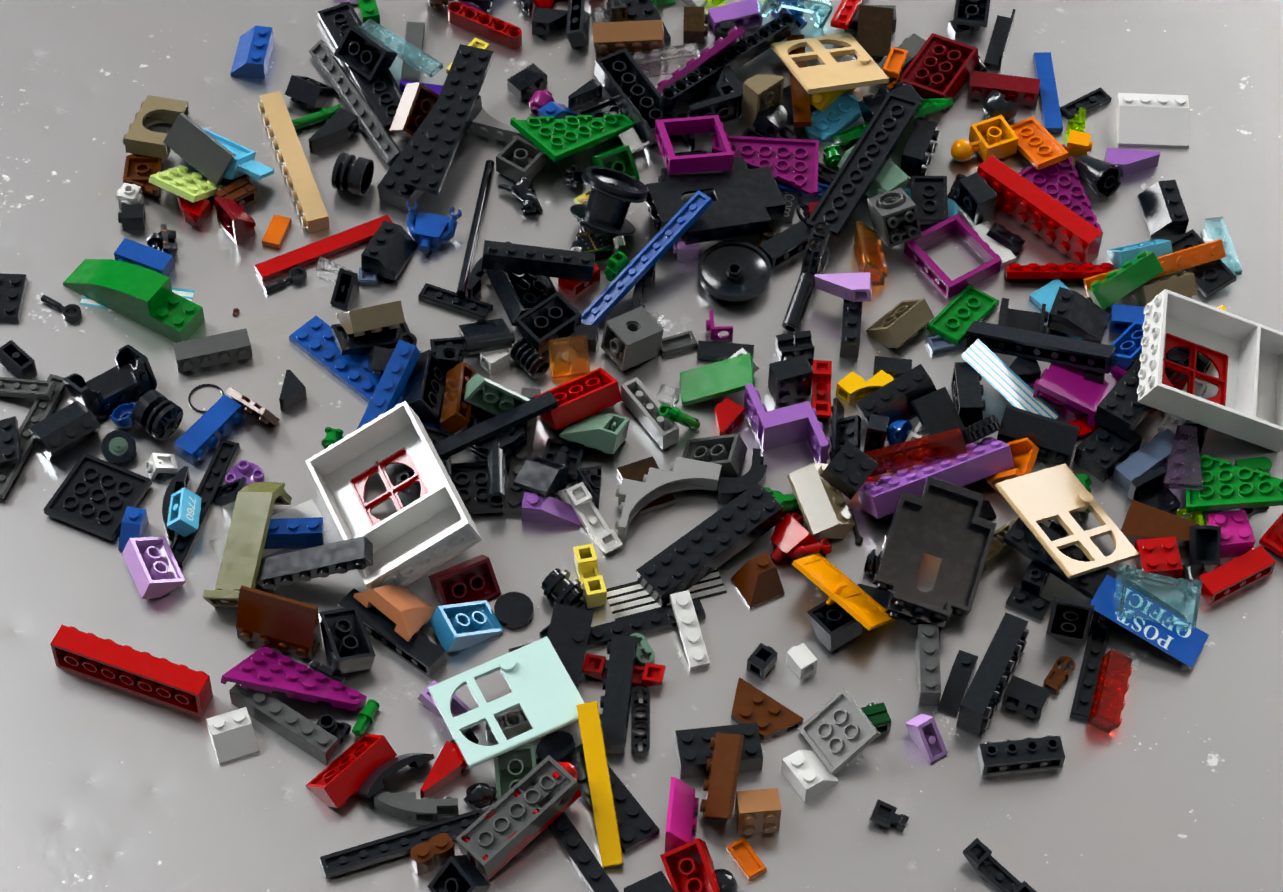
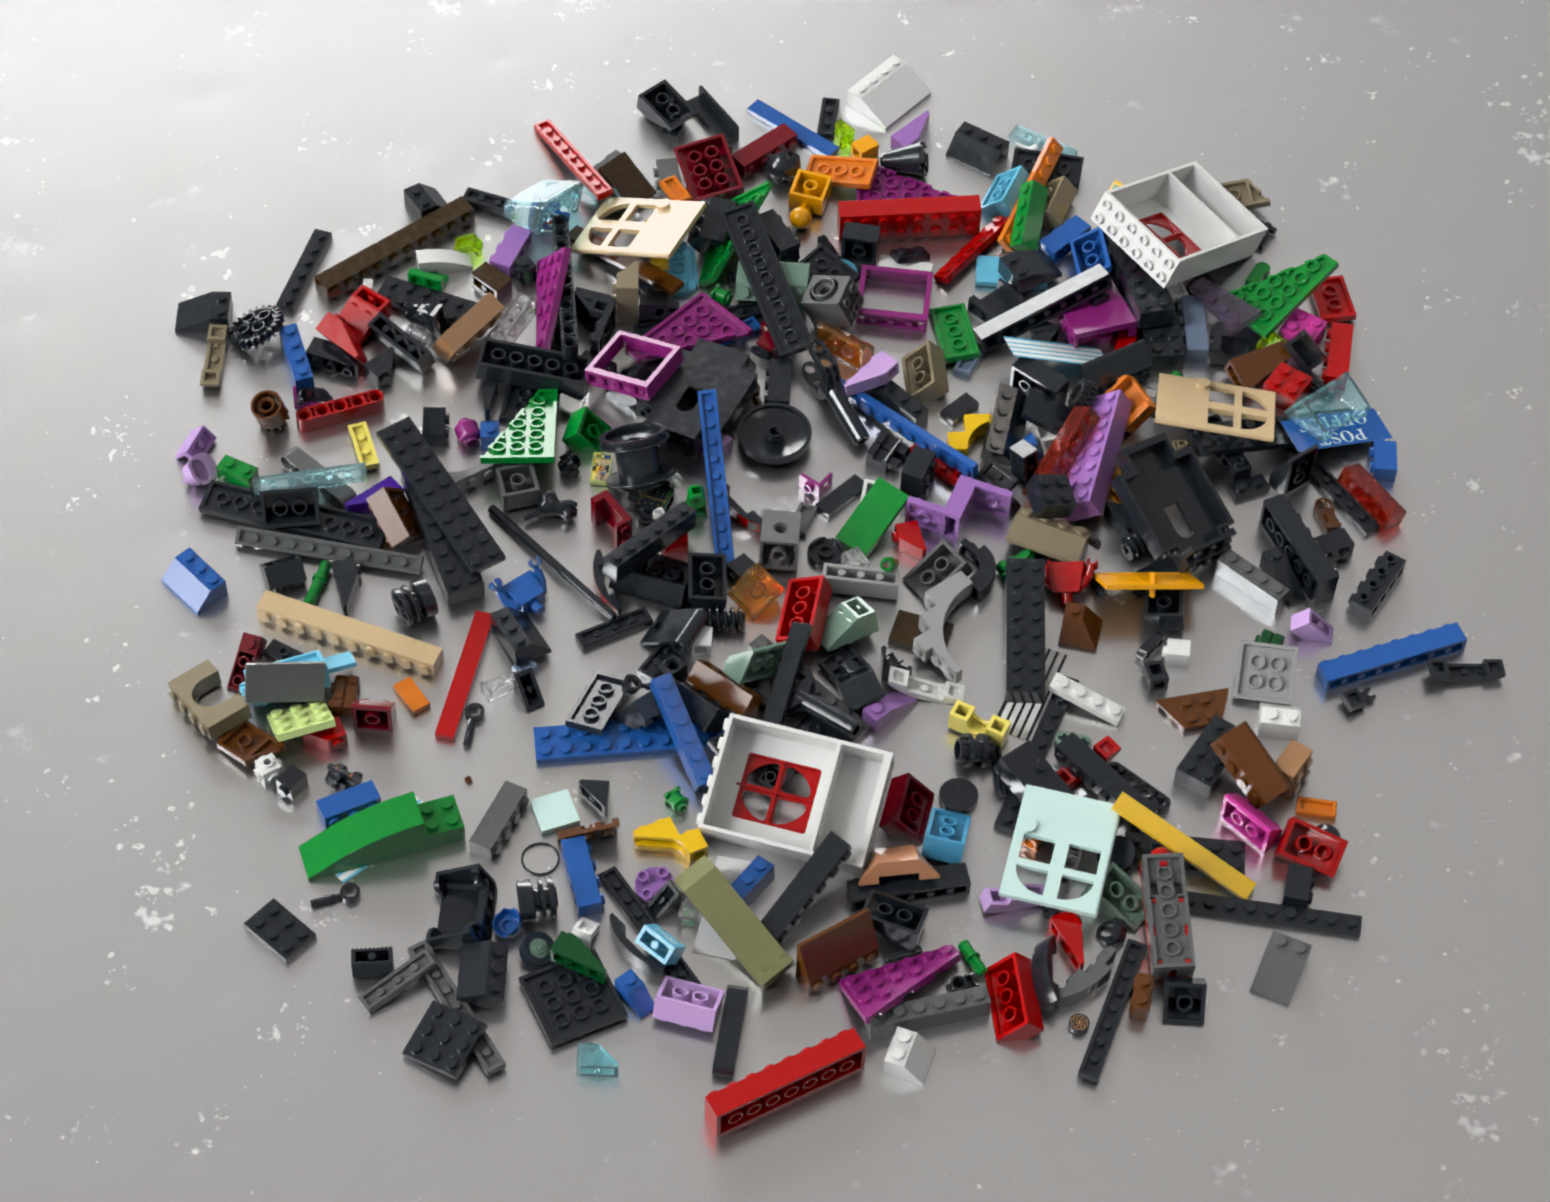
camera: 50 degrees left, 0 degrees up
(51, 544) = (595, 1061): none -> clear light blue slope
(129, 470) = (572, 953): none -> dark green slope
(154, 609) = (730, 1031): none -> black beam
(221, 120) = (249, 651): none -> dark red slope
(241, 136) = (278, 651): none -> black plate
(254, 378) = (554, 812): none -> light aqua tile
(294, 453) = (664, 835): none -> yellow arch
(370, 830) = (1079, 1024): none -> tile
(372, 318) = (587, 688): dark tan slope -> none
(548, 224) = (607, 509): none -> dark red panel
(659, 374) = (824, 551): none -> black tile
(788, 638) = (1150, 646): none -> black beam
(825, 349) = (914, 433): none -> blue plate
(957, 812) = (1390, 656): none -> blue brick
(1160, 676) = (1383, 460): none -> blue brick

